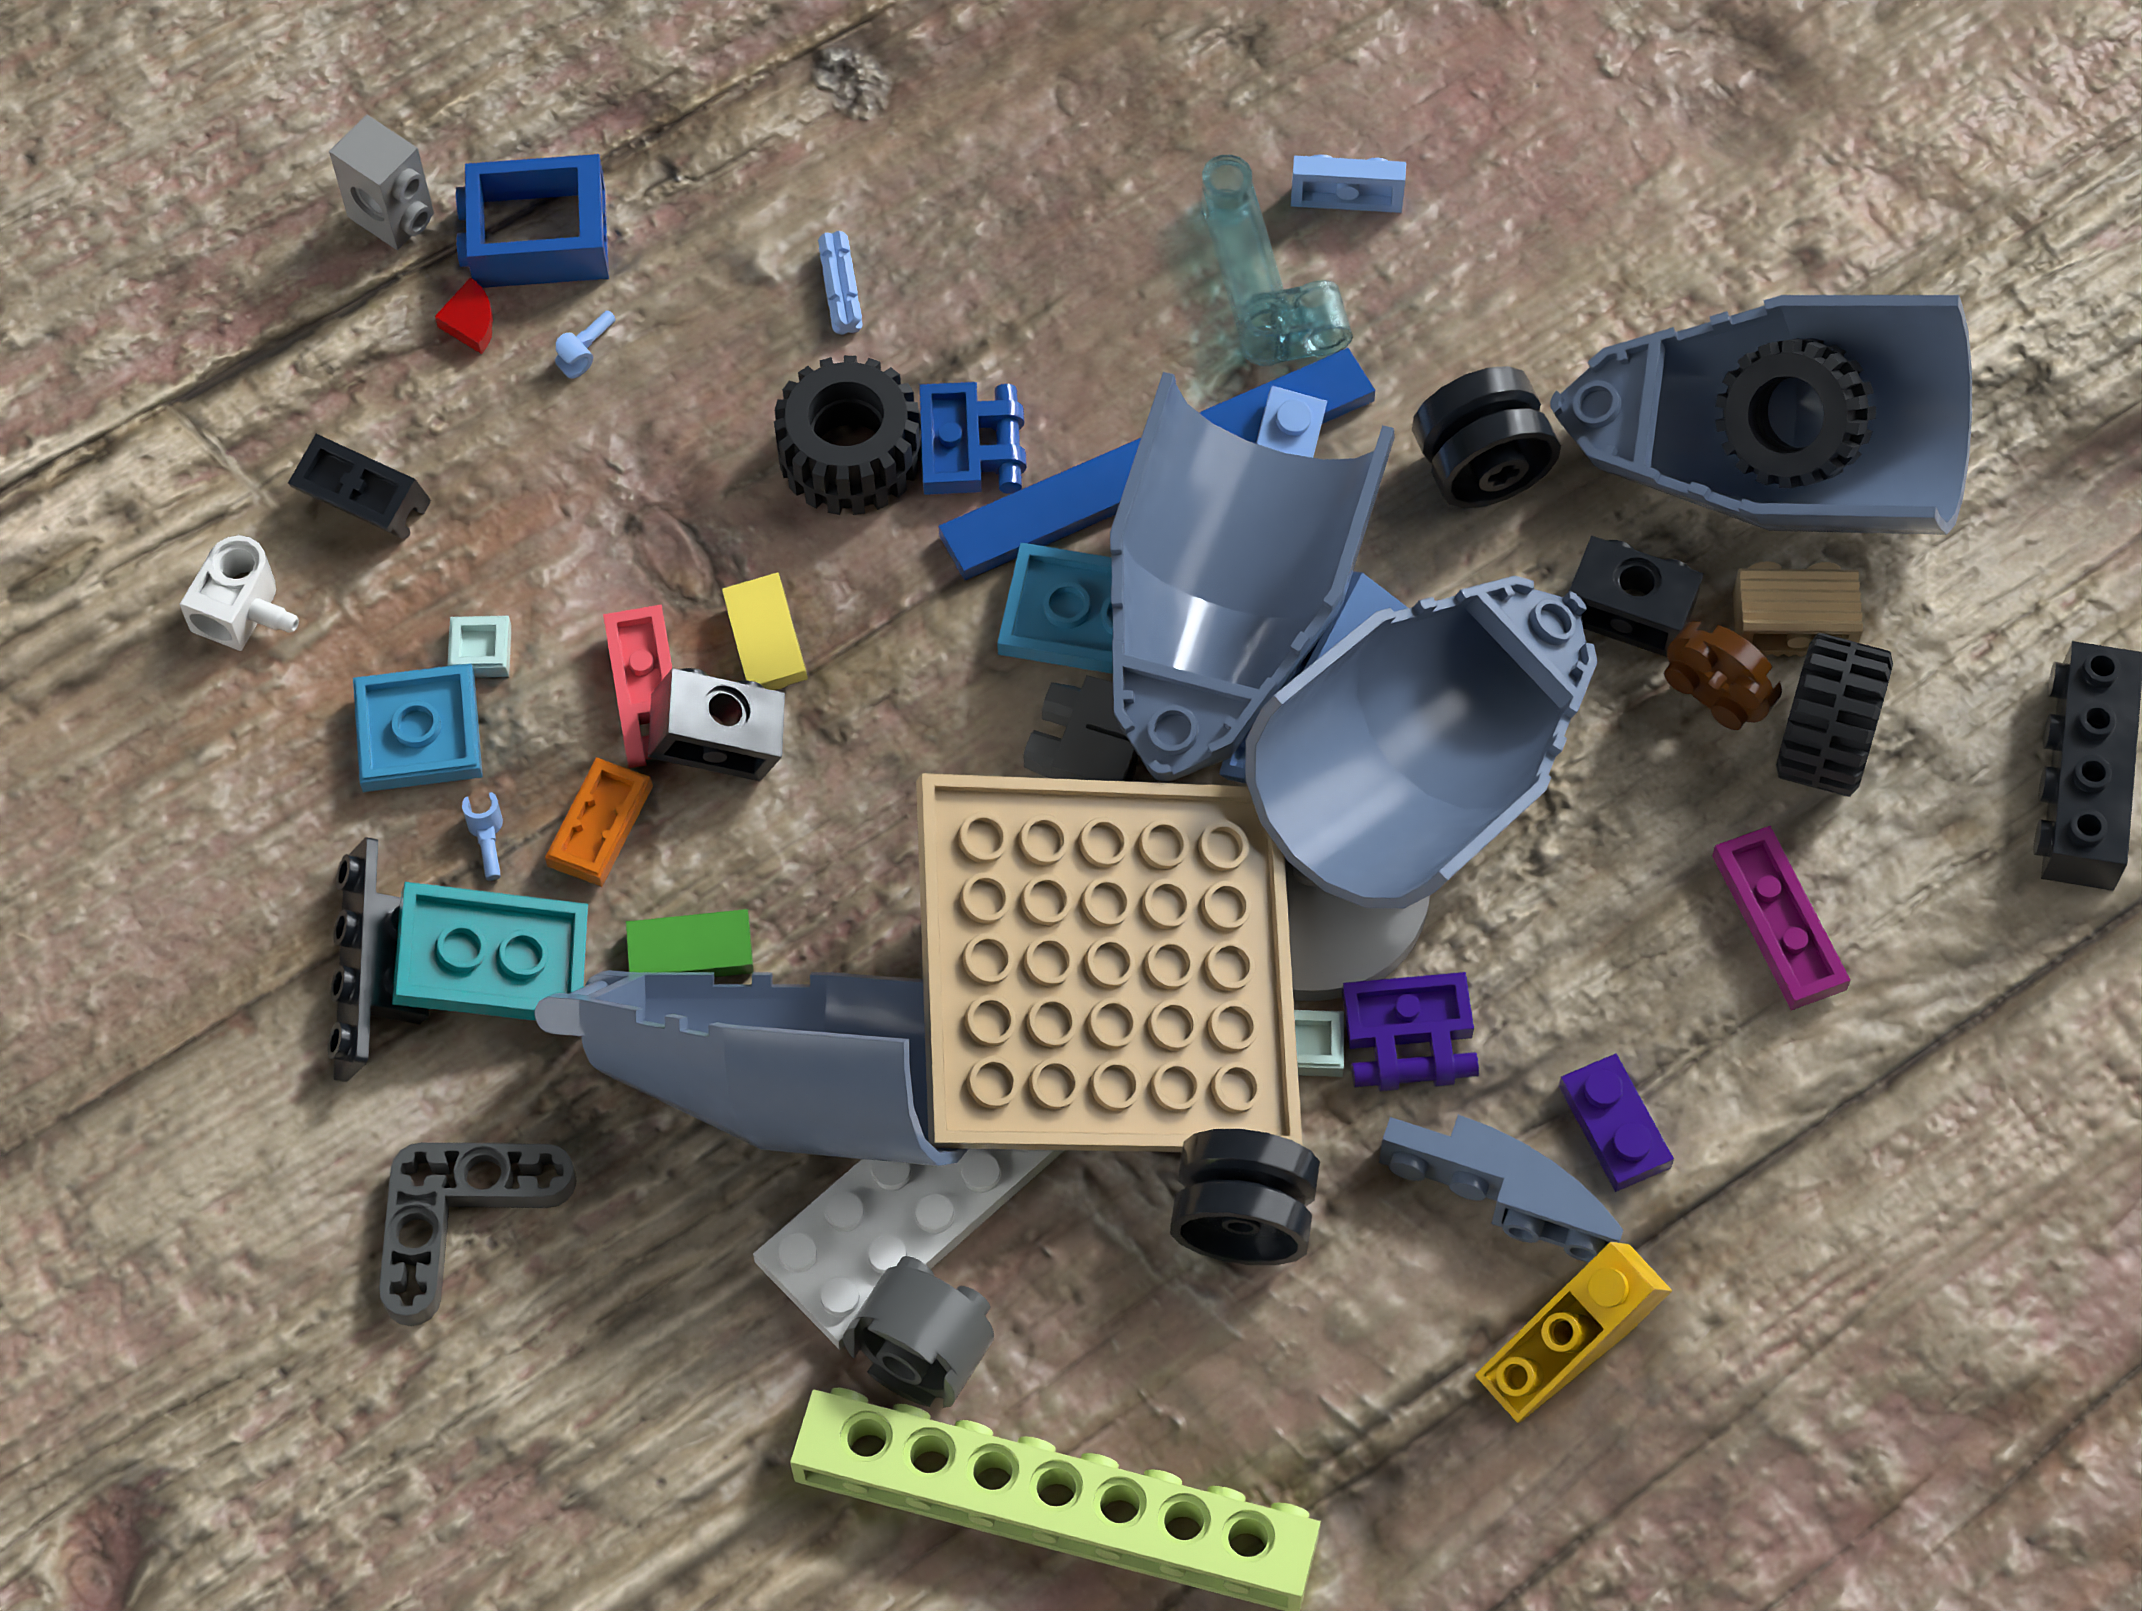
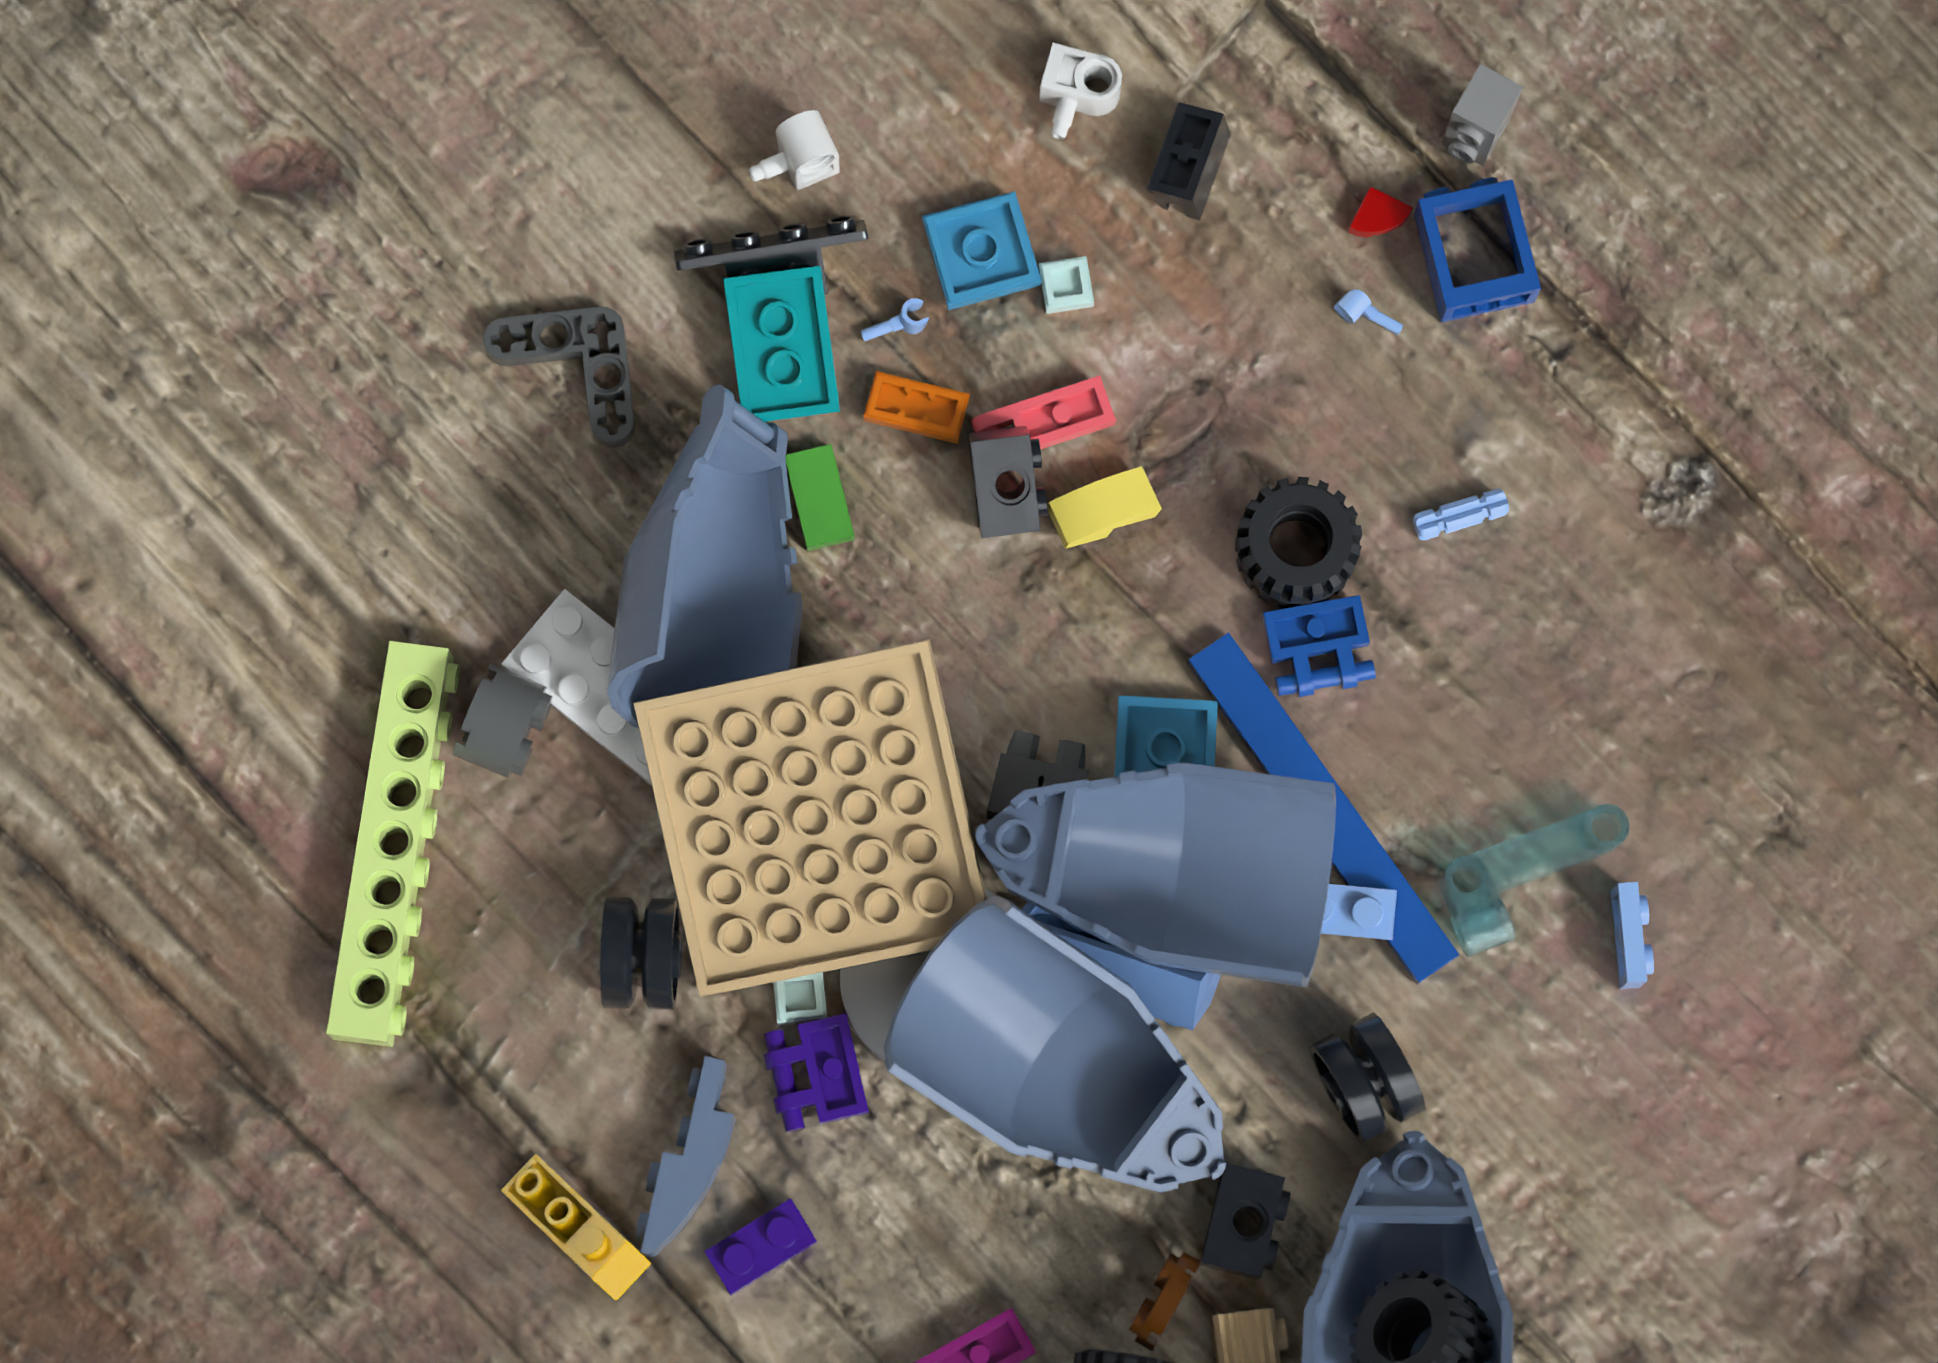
camera: 80 degrees right, 15 degrees up
(246, 903) = (803, 151): none -> white piece

